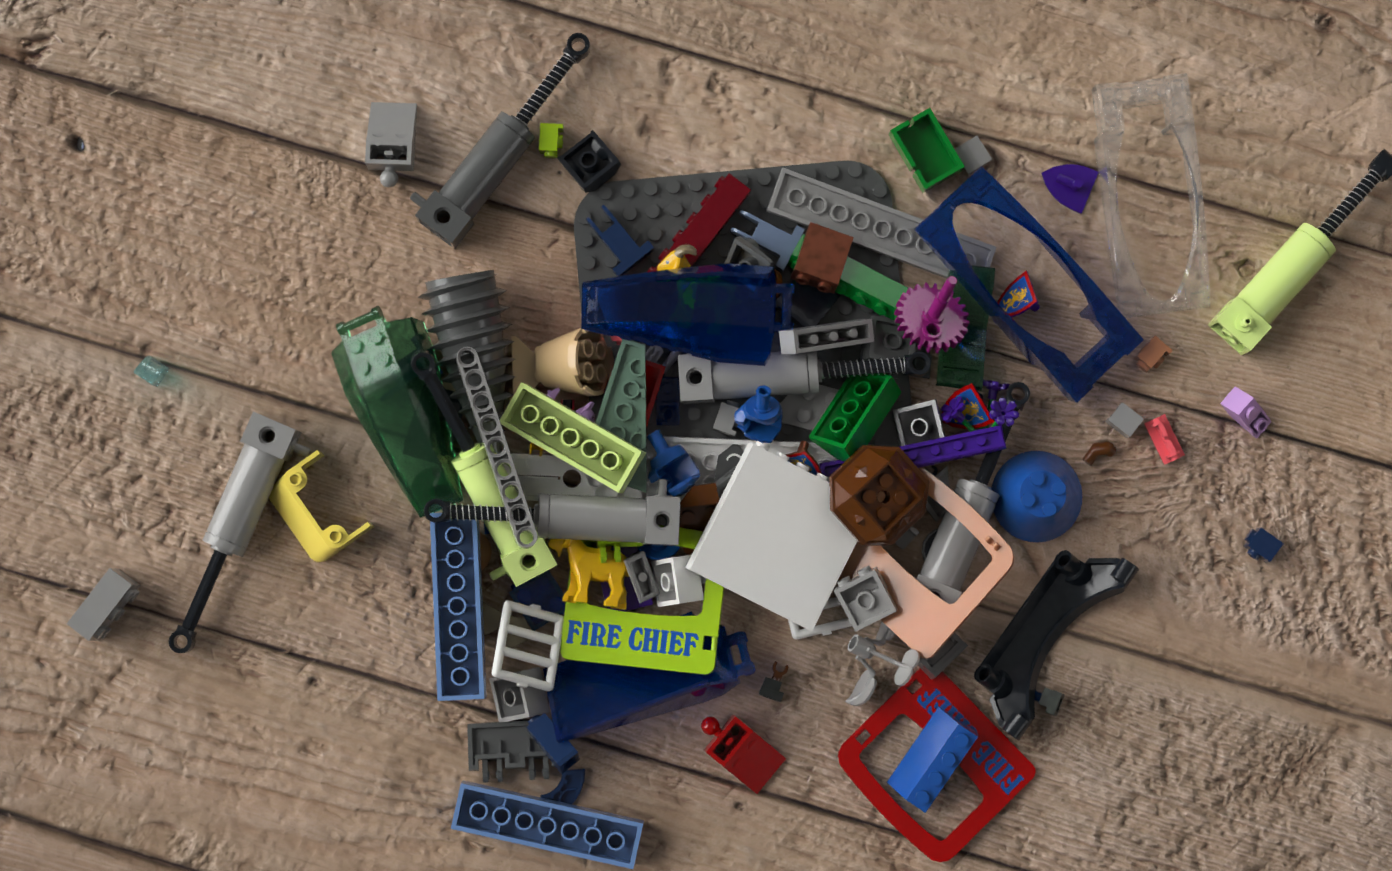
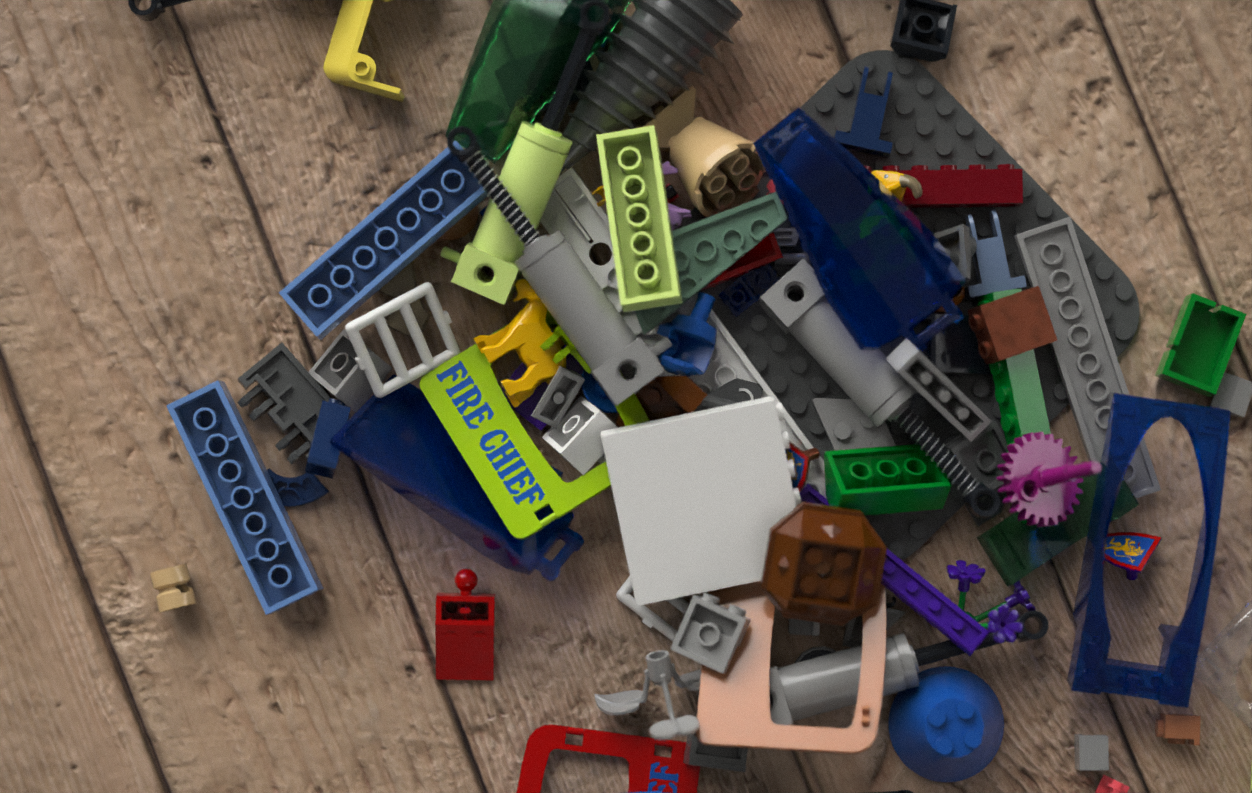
camera: 55 degrees right, 0 degrees up
(496, 435) = (579, 140): light grey beam -> none
(541, 591) = (468, 313): clear blue plate -> none
(725, 418) = (780, 358): light grey brick -> none
(760, 416) = (807, 388): blue piece -> none
(771, 687) = (551, 610): pearl dark grey piece -> none
(919, 422) = (926, 550): flat silver slope -> none
(976, 410) = (984, 595): shield -> none
(1097, 449) = (1042, 749): reddish brown arm -> none

